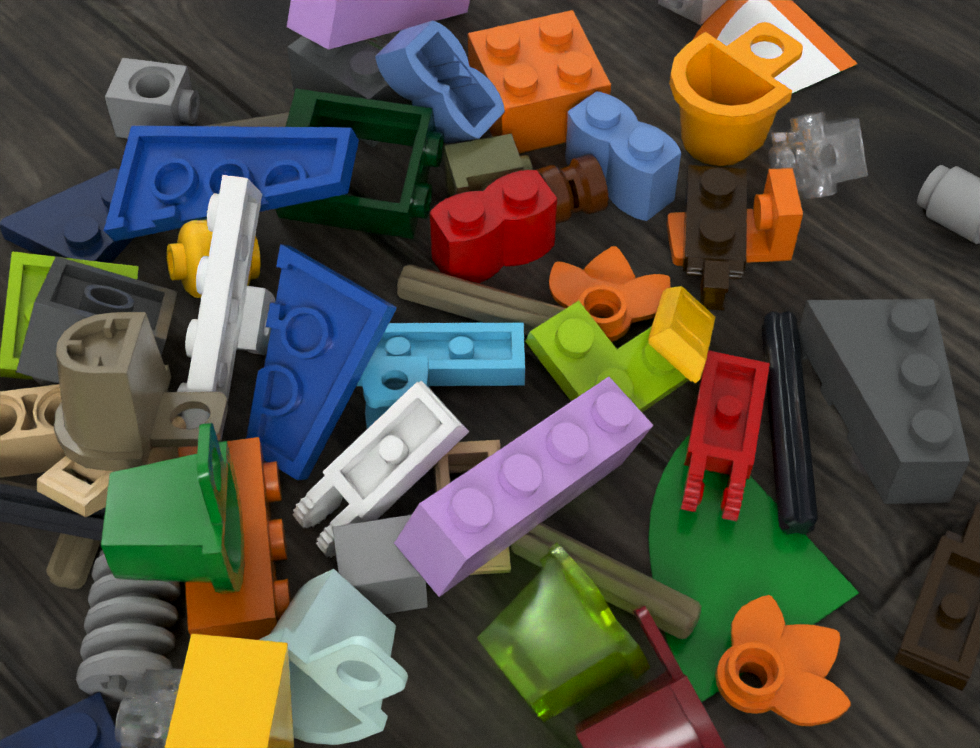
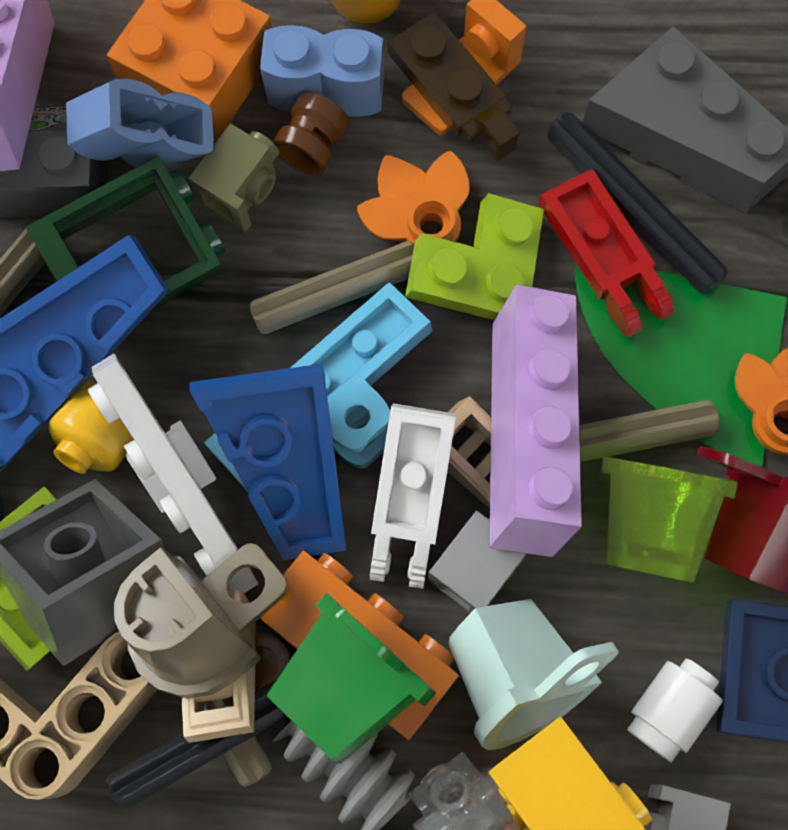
camera: 40 degrees left, 20 degrees up
(494, 227) = (292, 214): red brick -> none
(682, 332) = (517, 196): yellow tile -> none

